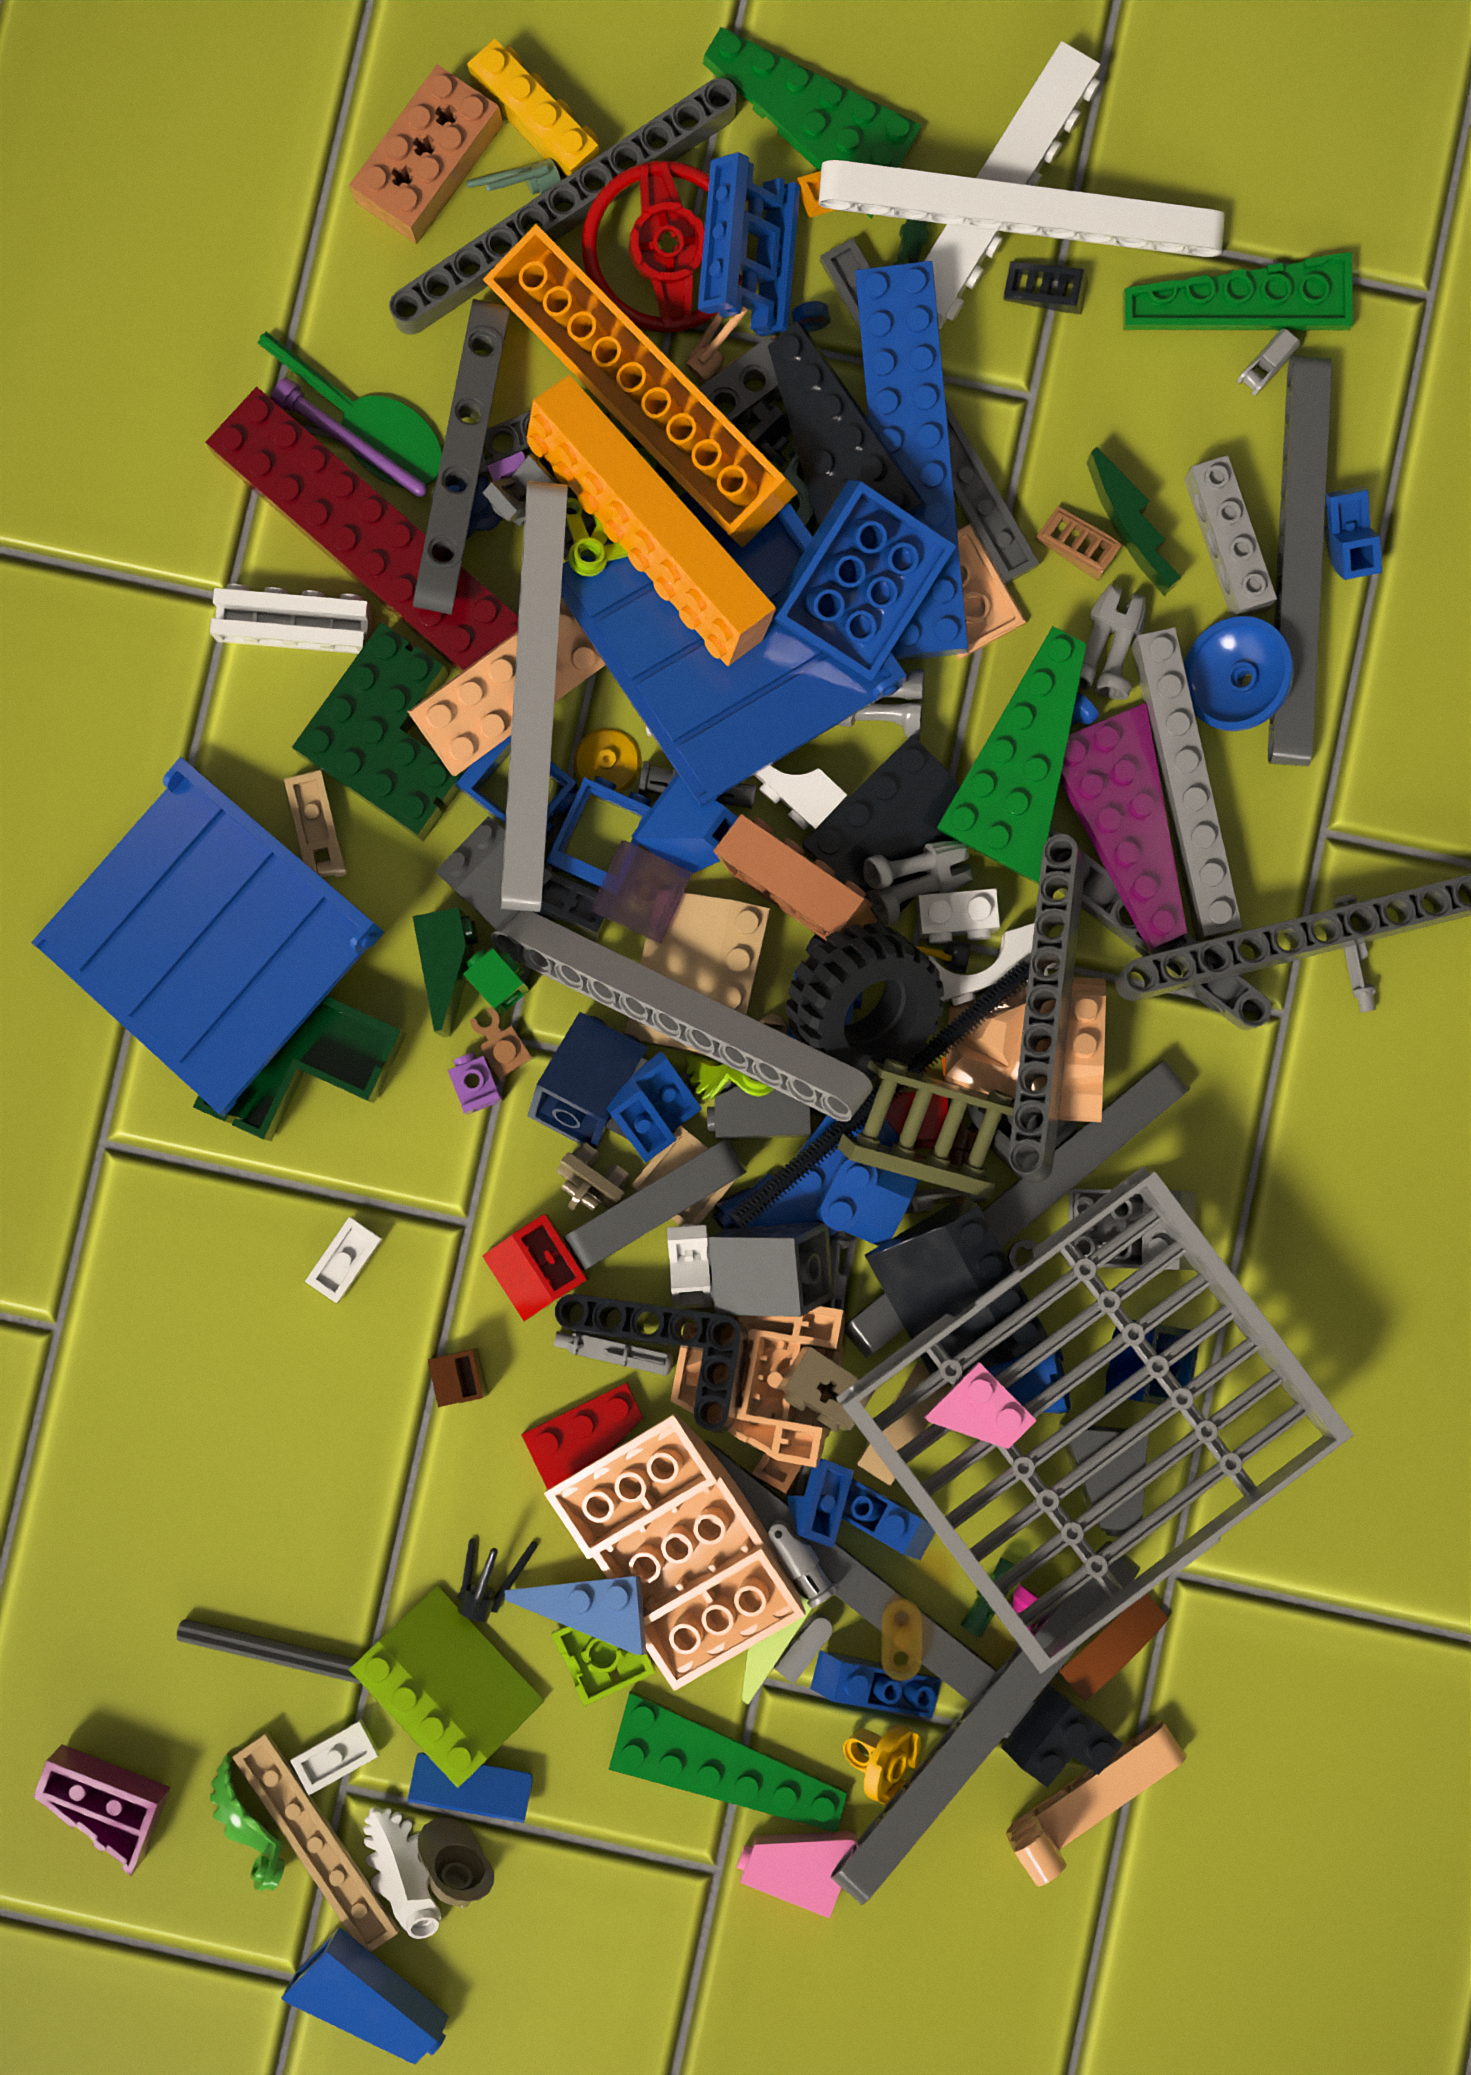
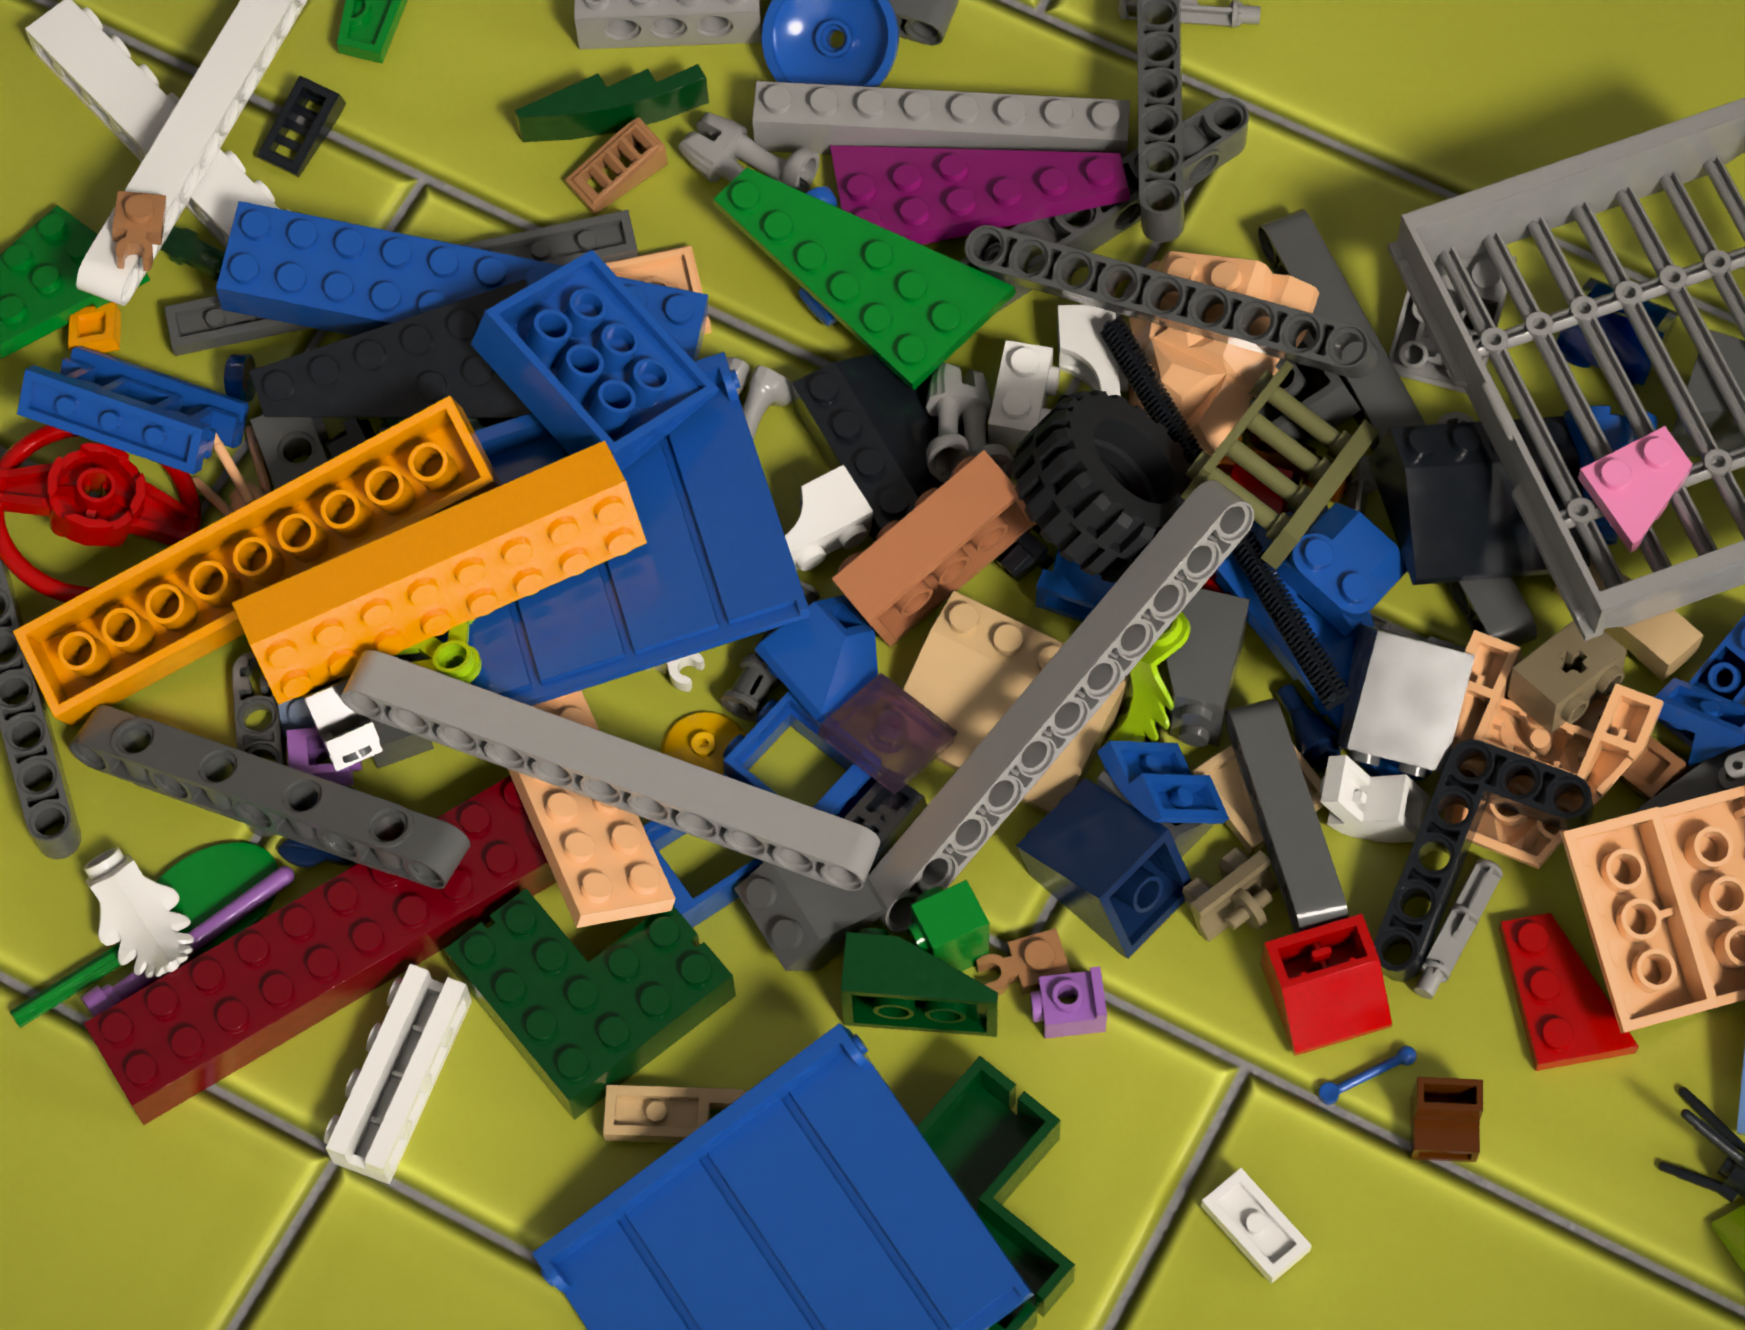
camera: 75 degrees left, 20 degrees down
(357, 395) = (138, 915): none -> white plant
(463, 1288) = (1330, 1092): none -> blue hinge
(884, 190) = (138, 225): none -> medium nougat plate

